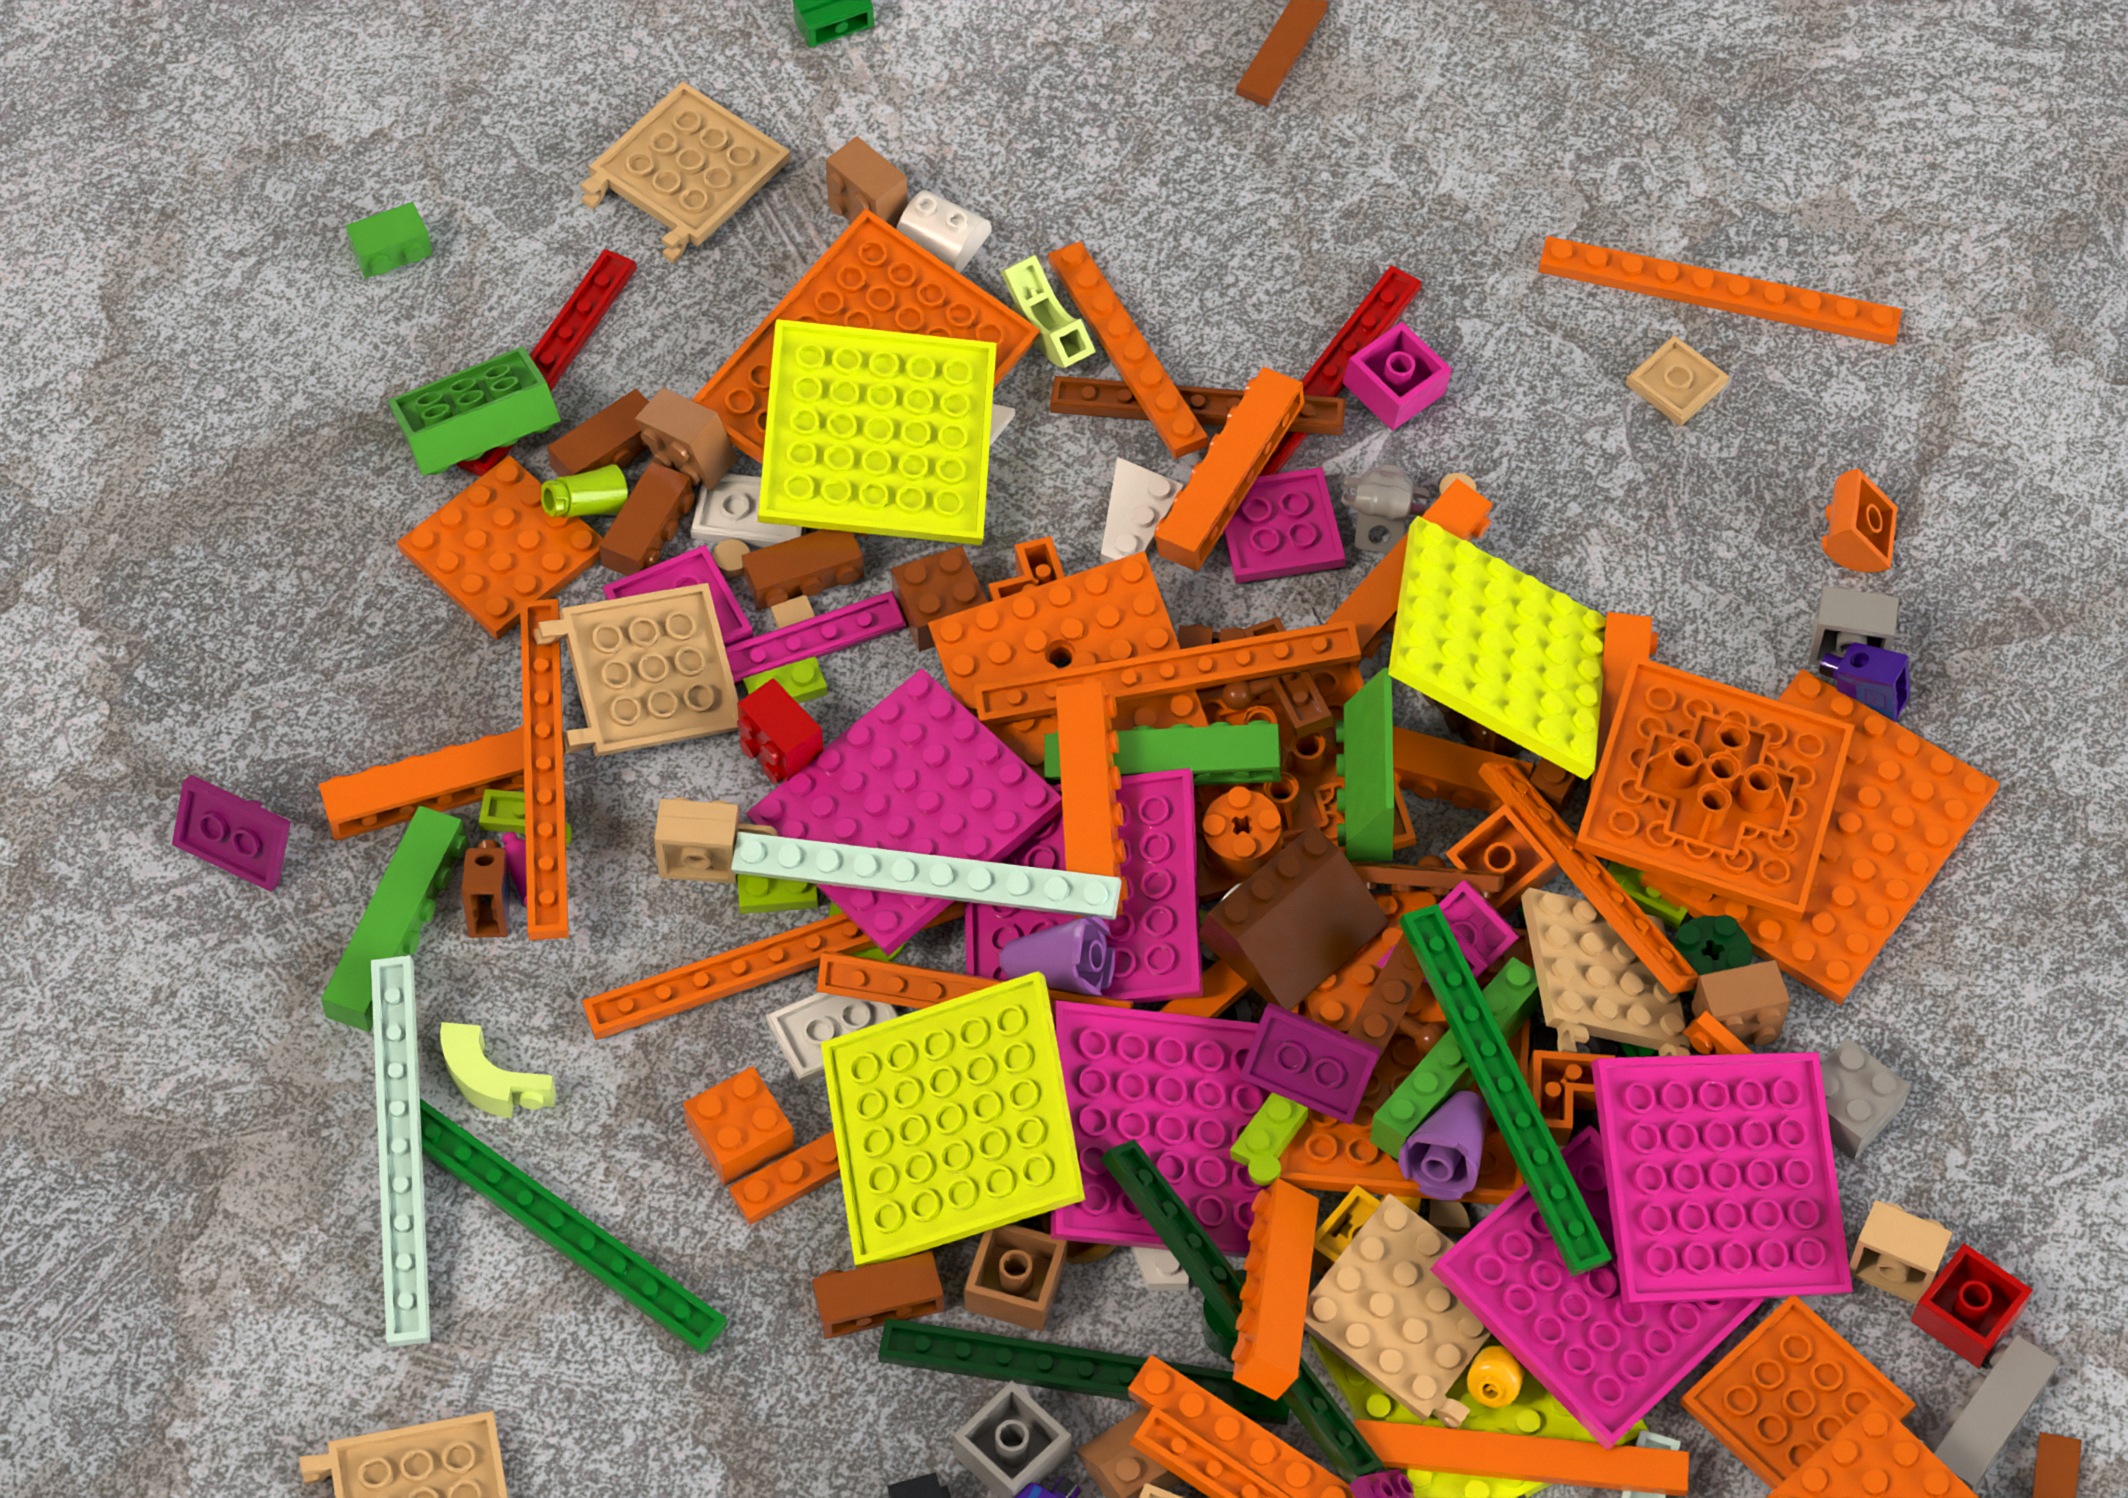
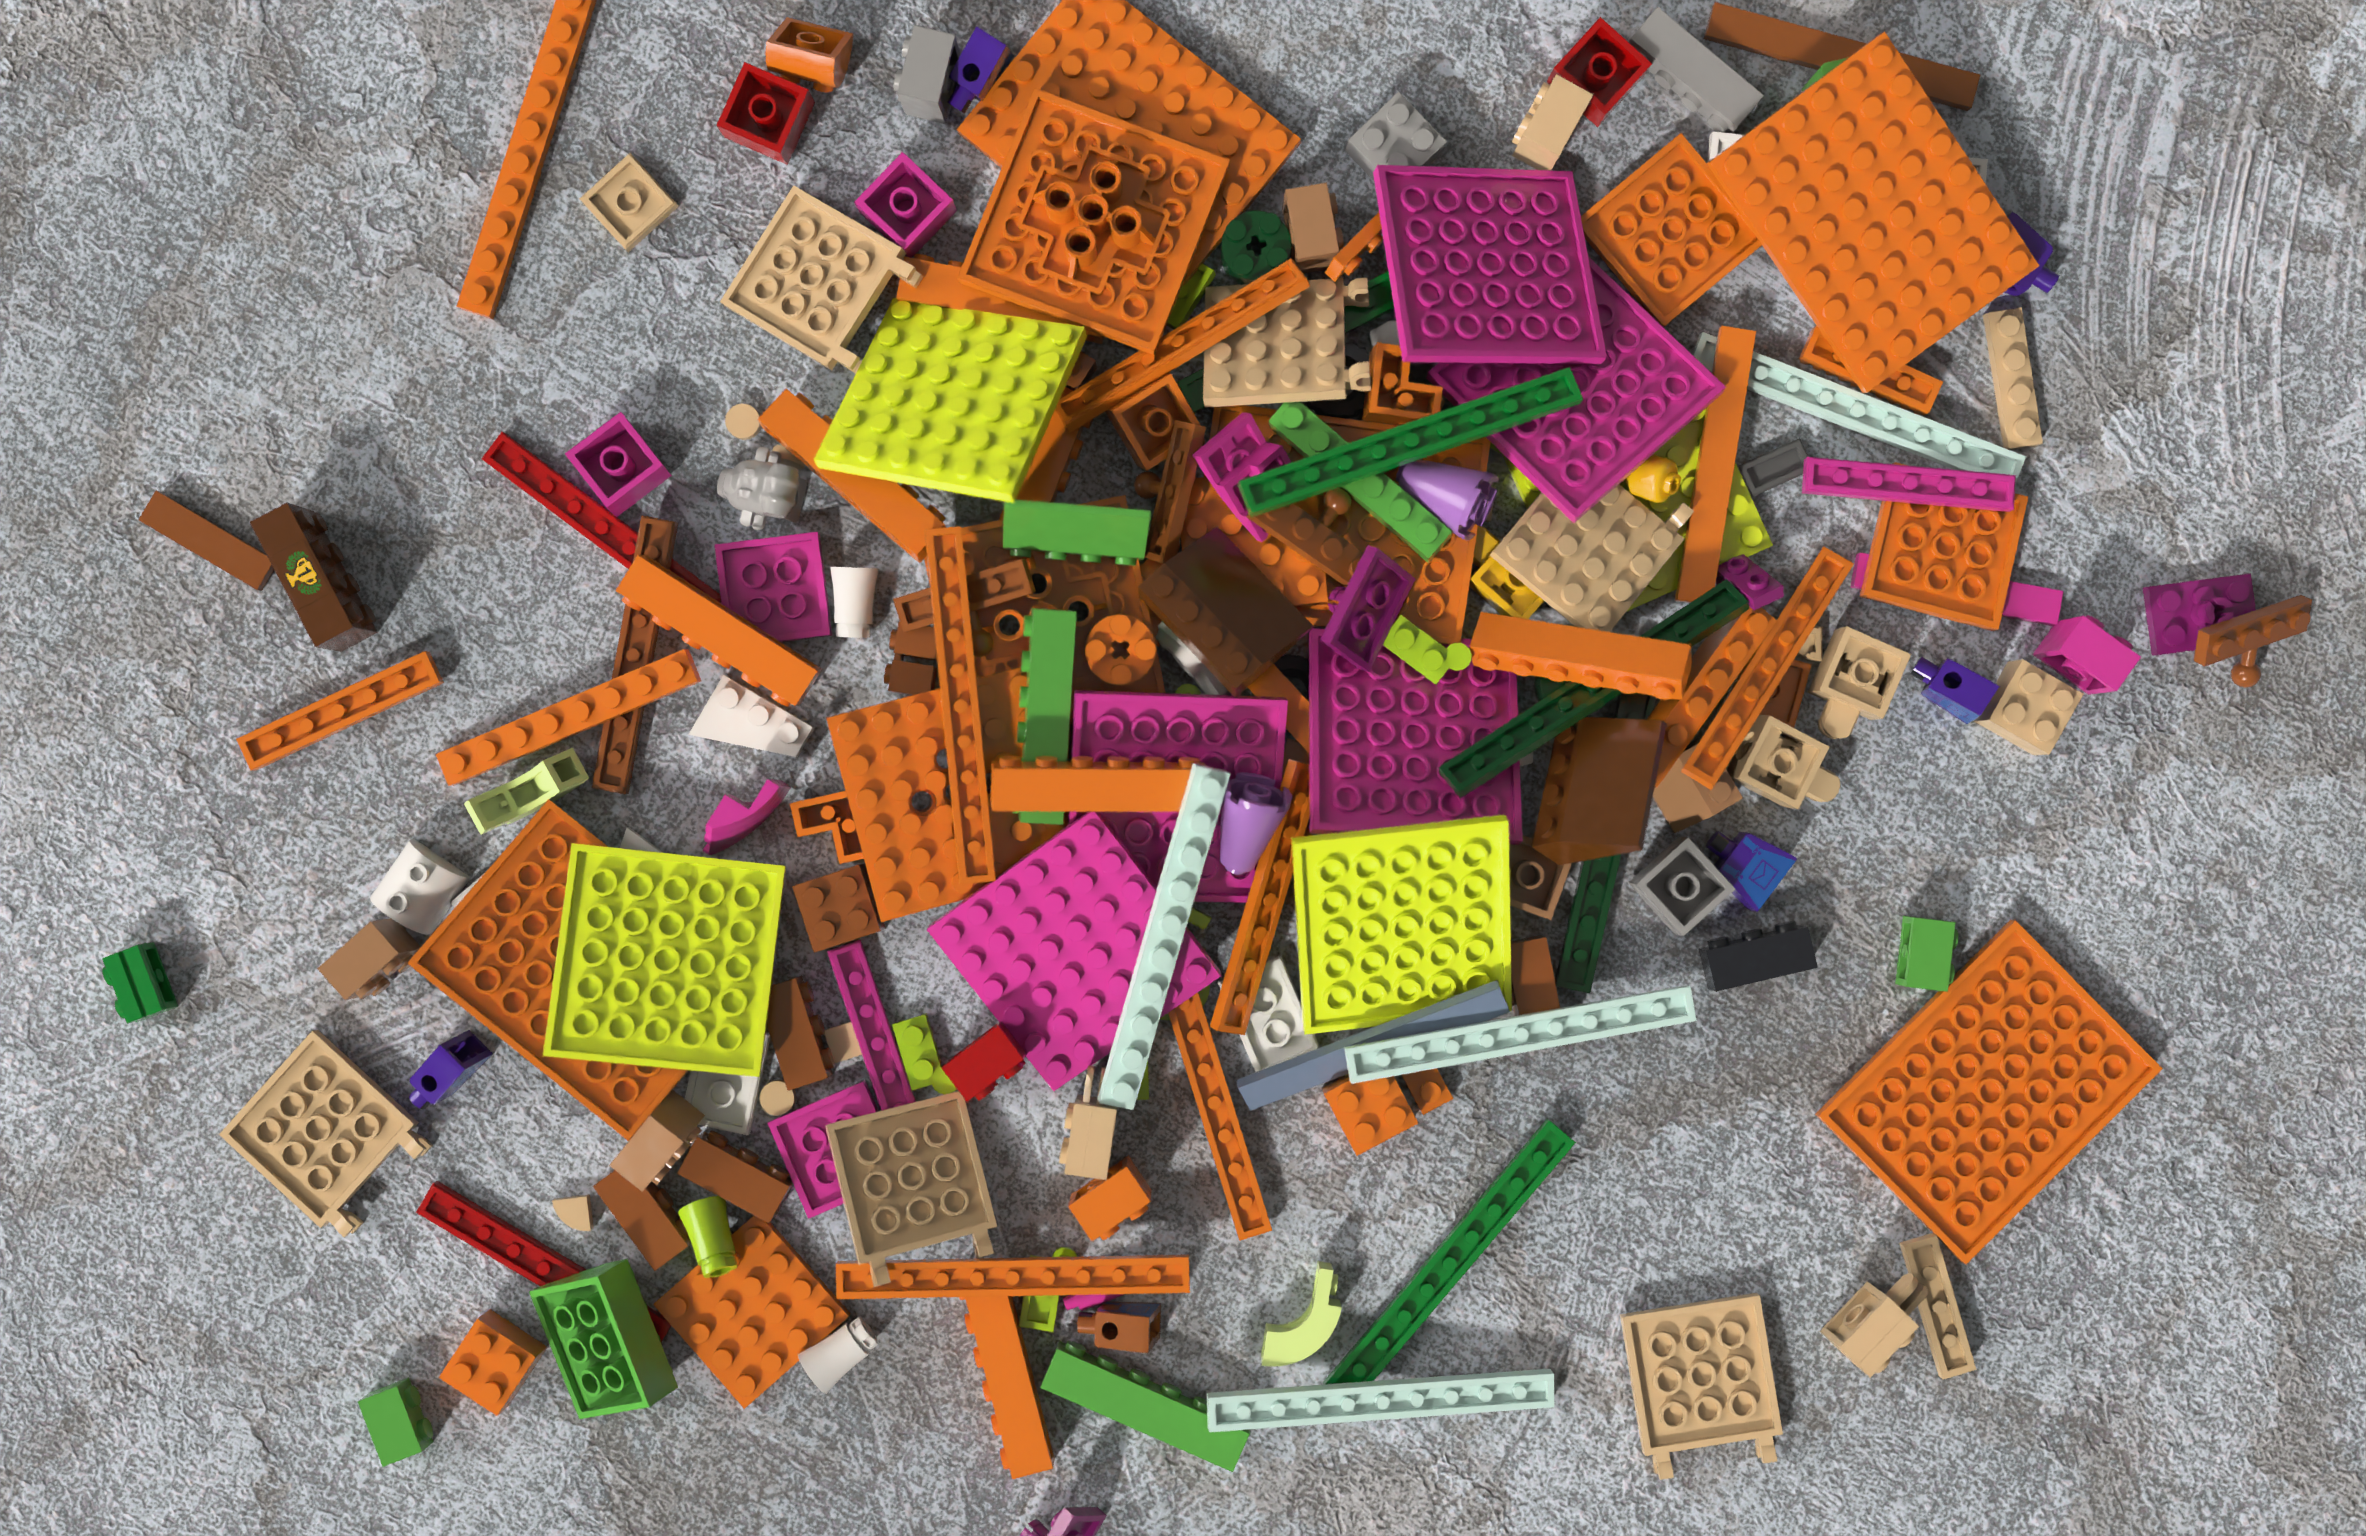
camera: 90 degrees left, 30 degrees up
(450, 317) = (493, 1362): none -> orange brick
(455, 620) = (838, 1353): none -> white plant
(605, 385) = (575, 1211): none -> tan tile
(629, 863) = (1106, 1203): none -> orange brick
(756, 263) = (447, 1069): none -> dark purple torso
(810, 1119) = (1330, 1060): none -> sand blue tile
(830, 1266) = (1519, 1034): none -> light aqua plate
(949, 937) = (1199, 918): none -> lime tile
(1028, 499) = (737, 819): none -> dark pink slope
(1119, 161) = (340, 710): none -> orange plate
(1123, 1310) = (1599, 789): none -> reddish brown slope
(1252, 126) = (314, 577): none -> reddish brown brick
(1274, 595) = (853, 600): none -> white plant
(1617, 540) = (815, 278): none -> tan plate
(1708, 619) = (906, 205): none -> dark pink brick
(1788, 487) = (766, 113): none -> red brick

